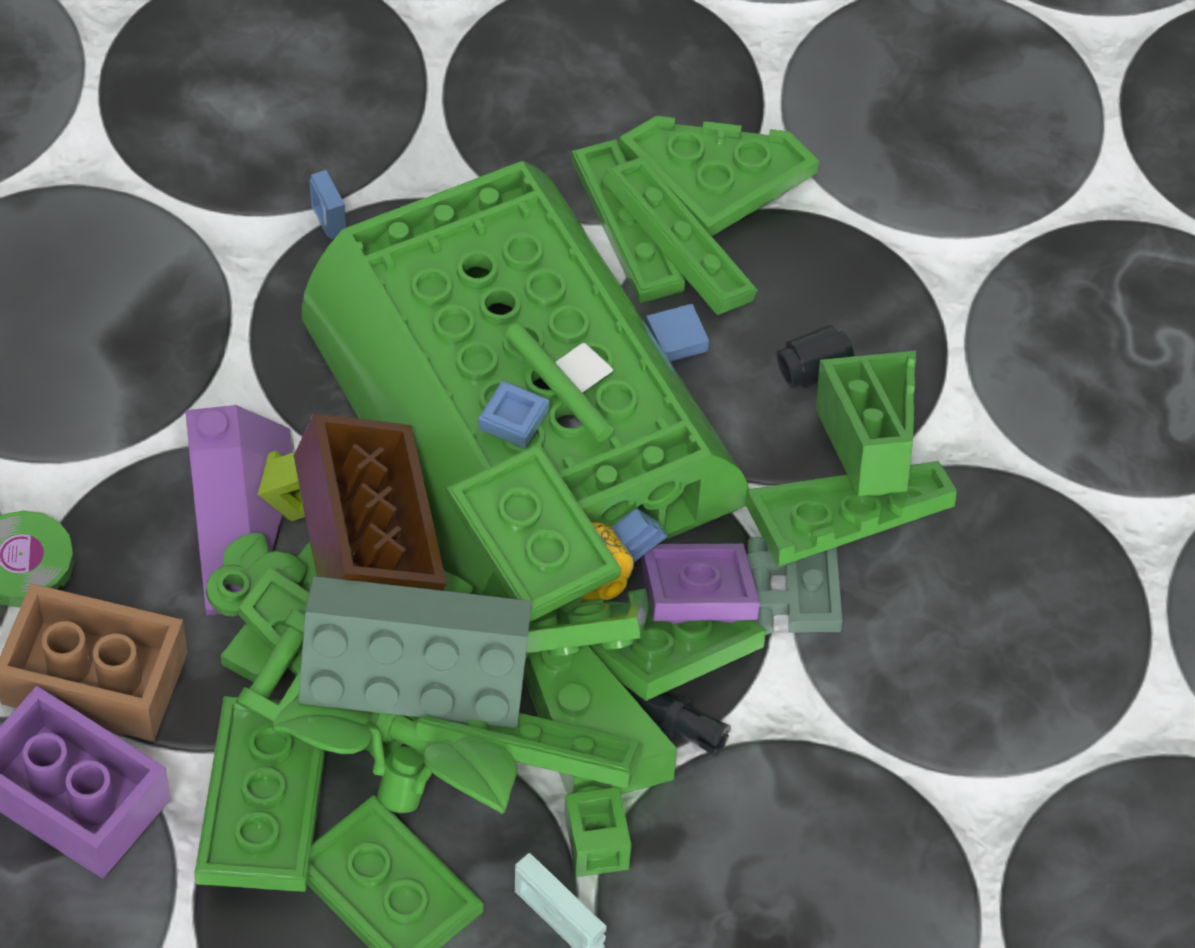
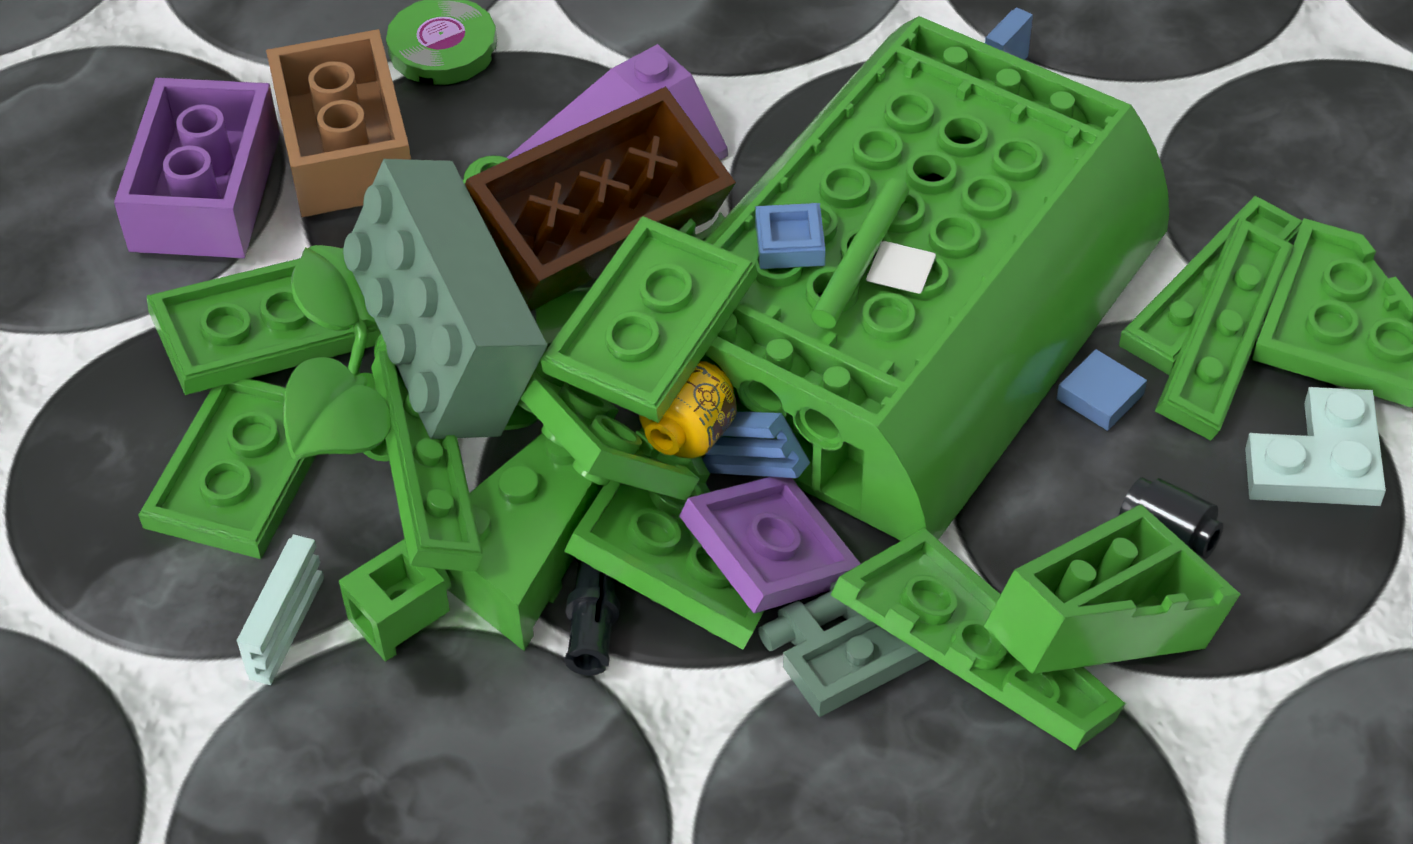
camera: 65 degrees right, 5 degrees down
(816, 247) = (1332, 464): none -> light aqua plate

